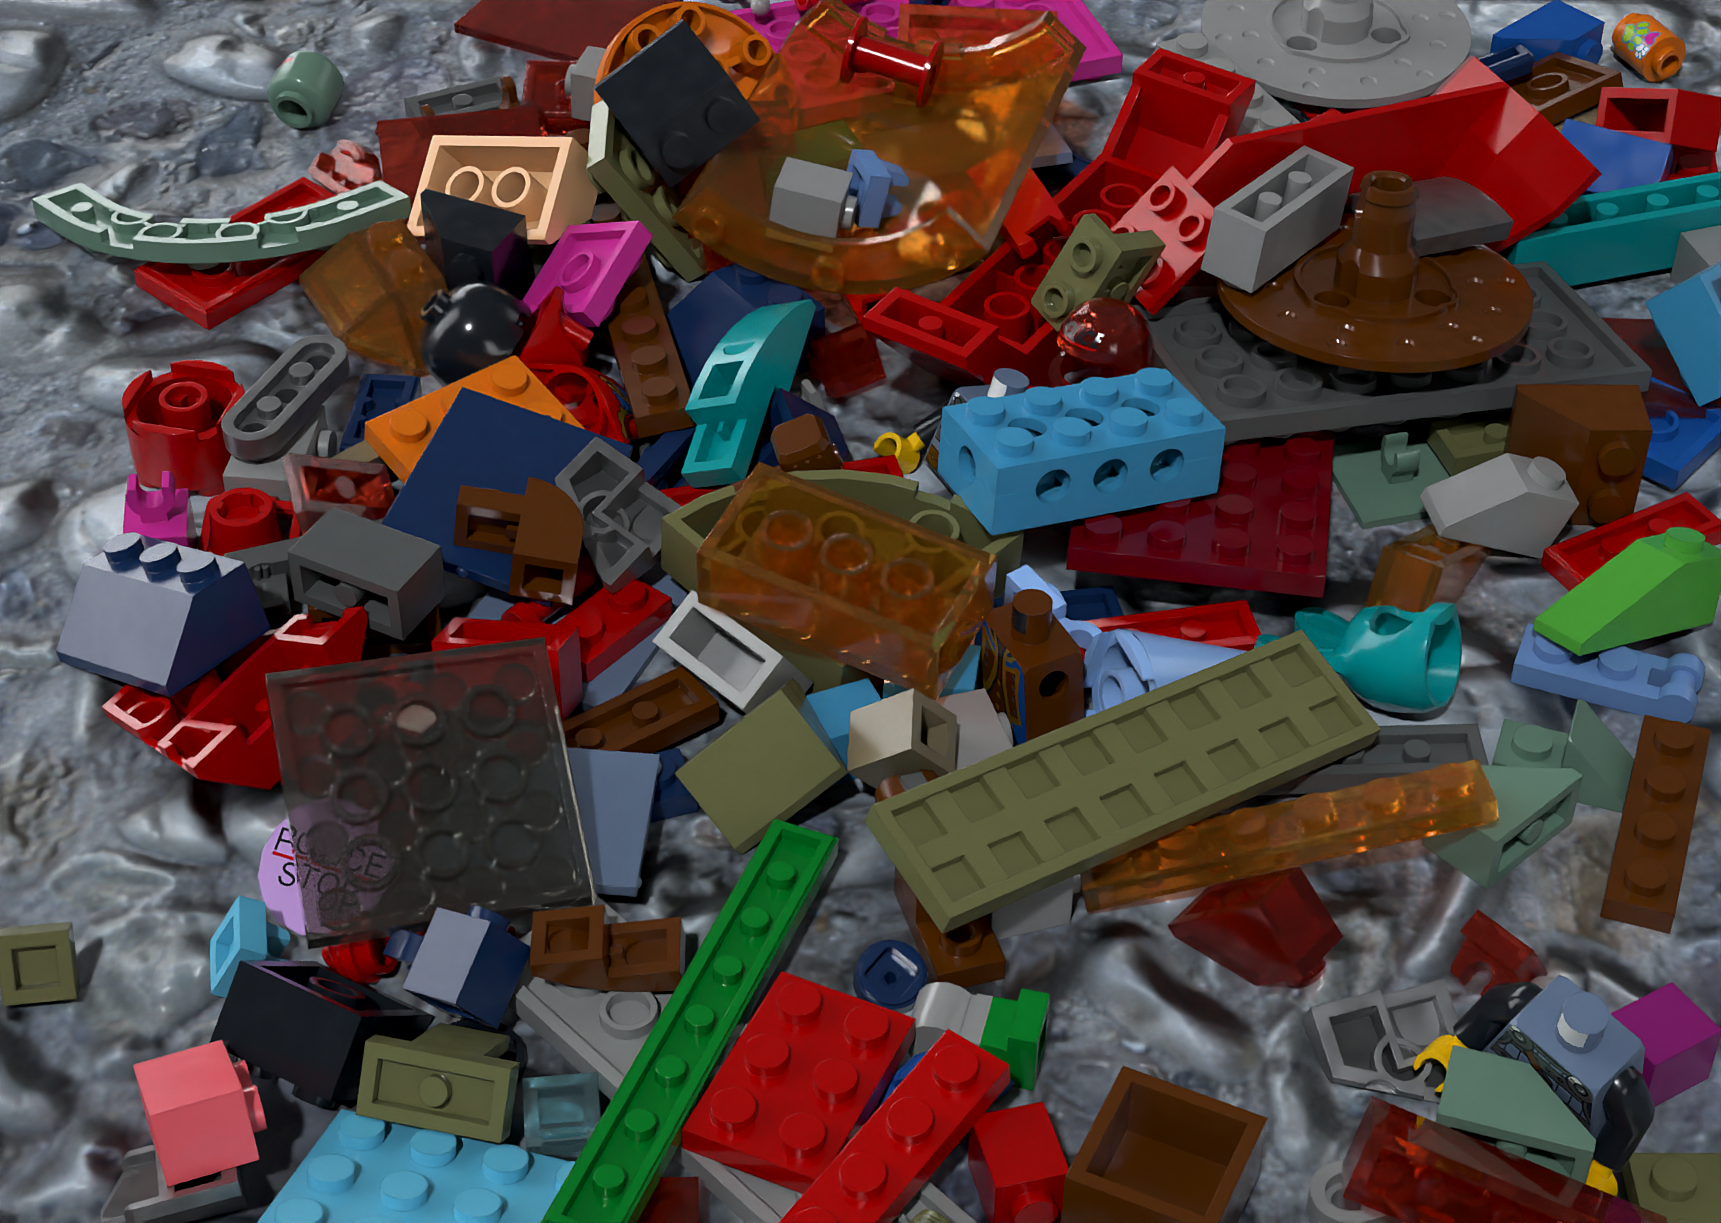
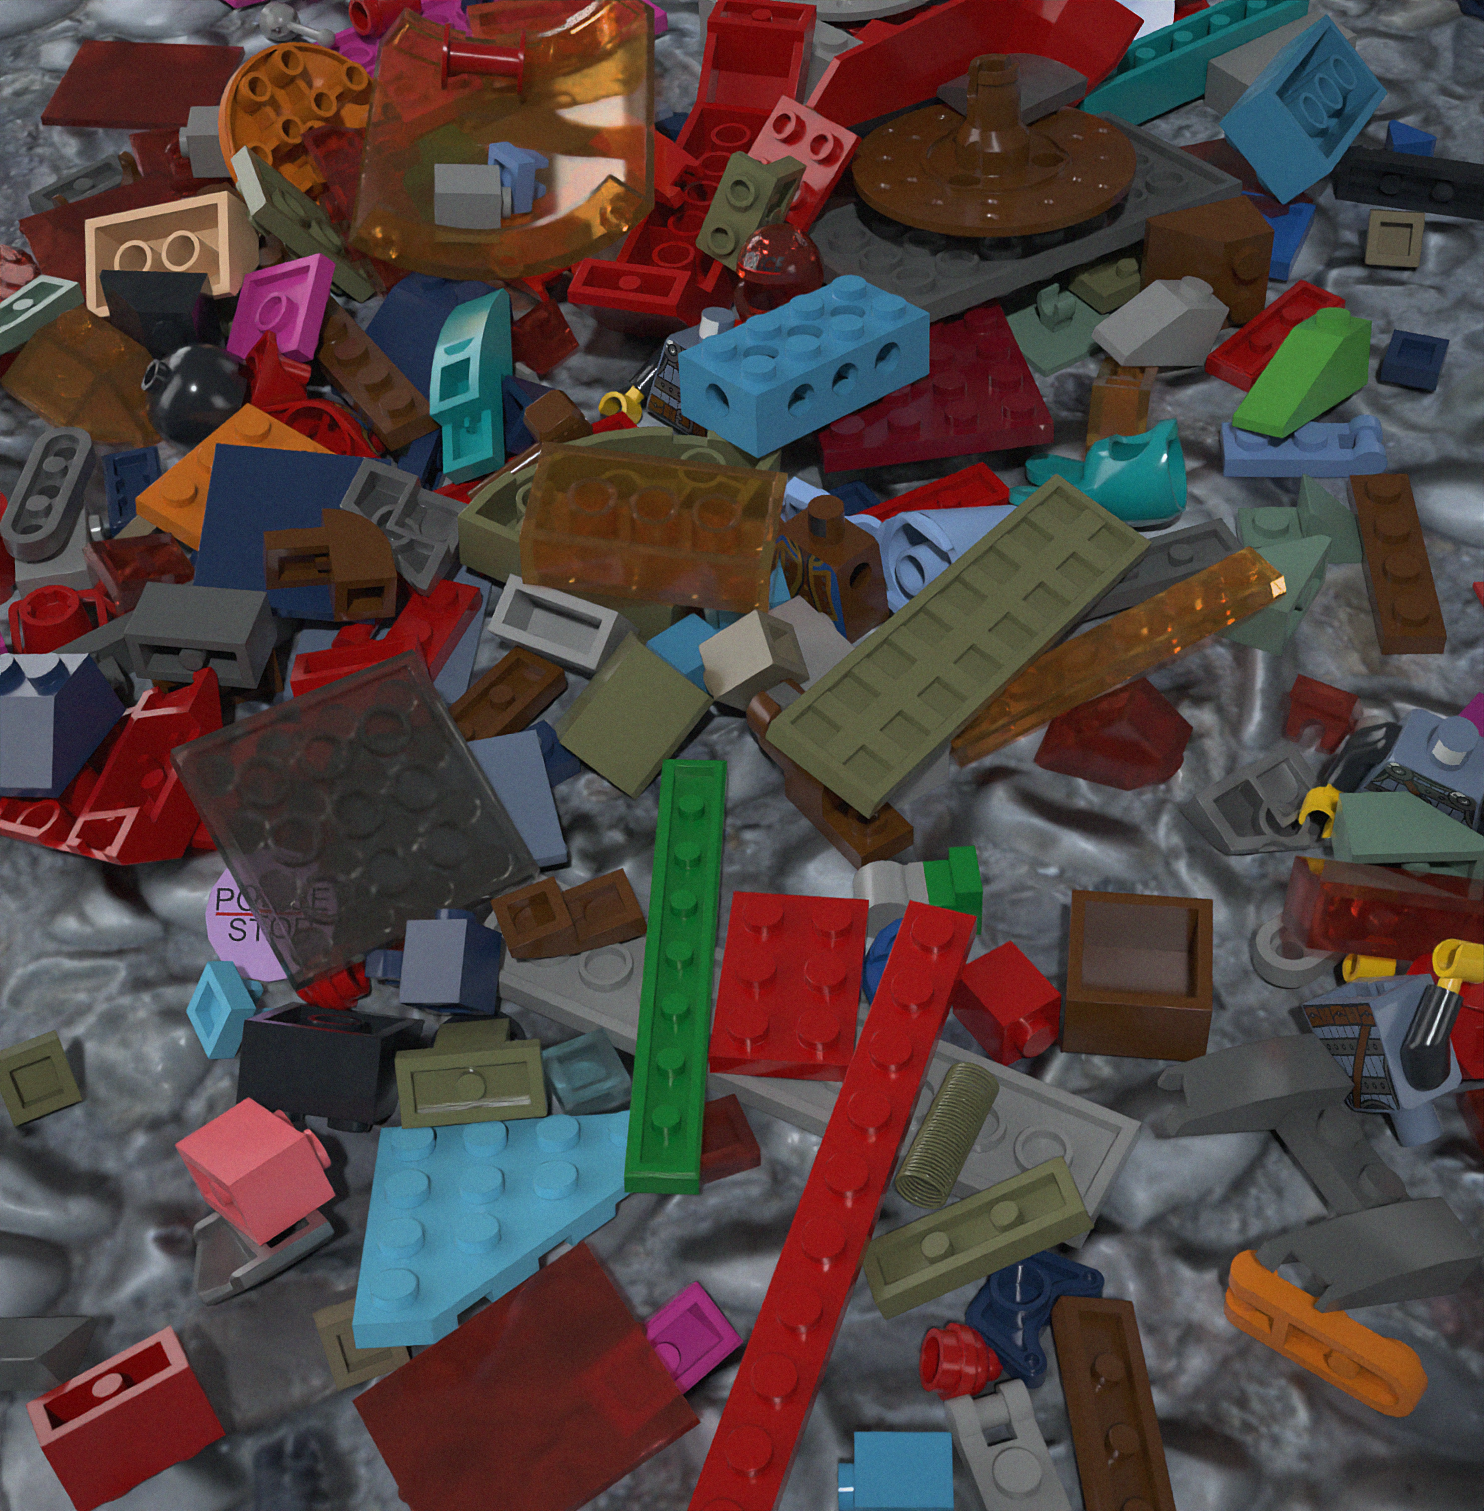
camera: 15 degrees left, 5 degrees up
(676, 103) = (313, 138): black slope -> none
(890, 975) = (820, 868): dark blue tile -> none
(1276, 219) = (895, 121): light grey brick -> none

